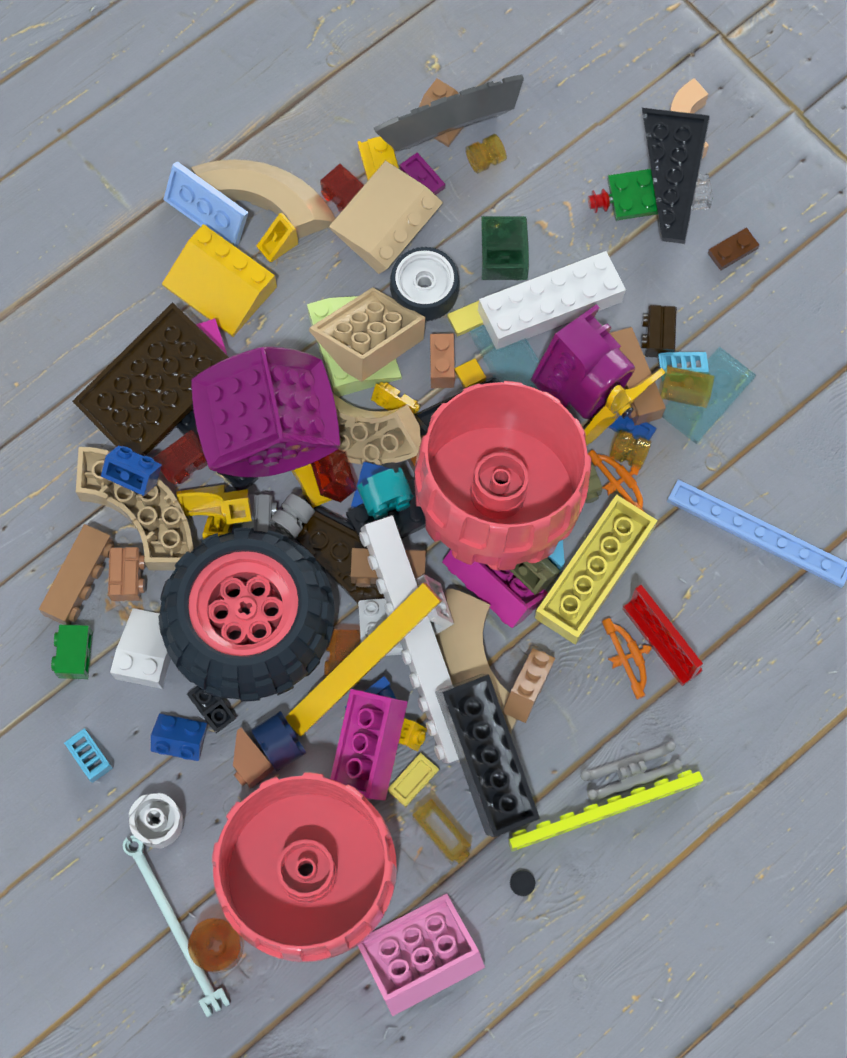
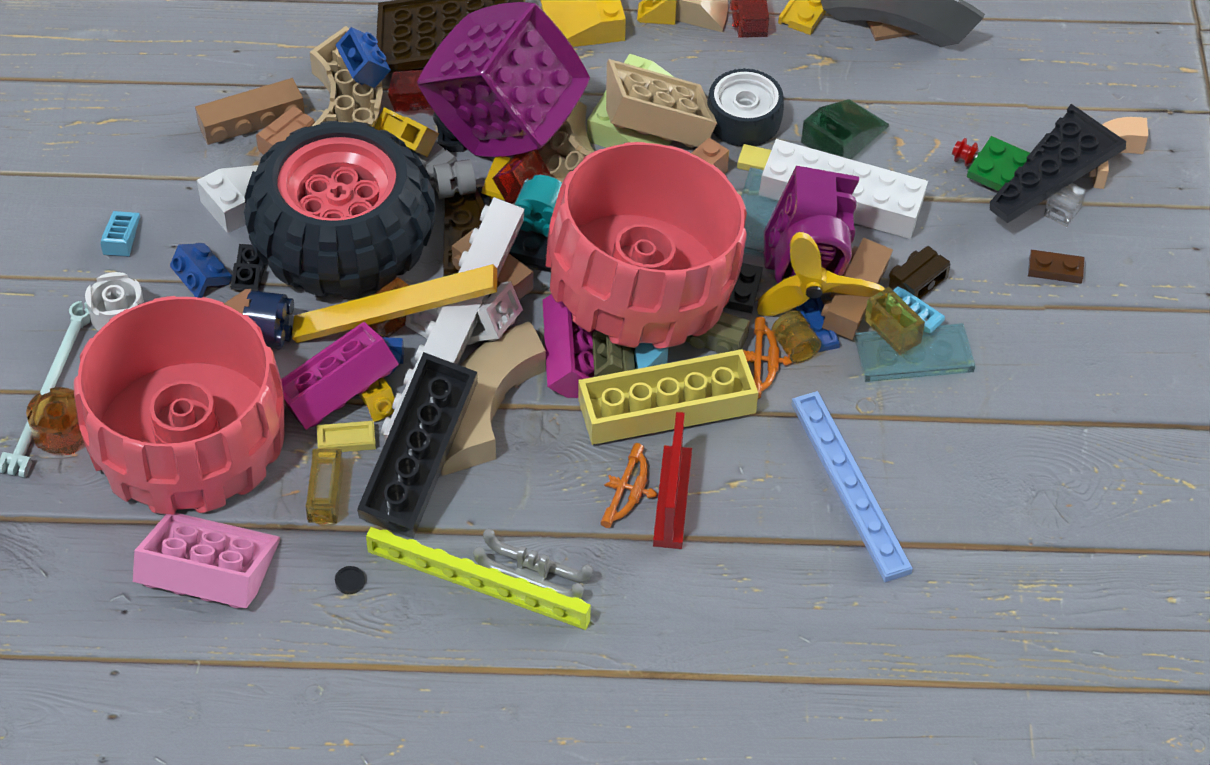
camera: 40 degrees right, 20 degrees down
(72, 652) = (189, 156): green brick -> none
(385, 216) = (765, 39): tan slope -> none
(419, 170) = (828, 41): magenta plate -> none
(487, 153) = (899, 57): clear yellow wheel -> none
(528, 685) = (496, 421): medium nougat arch -> none

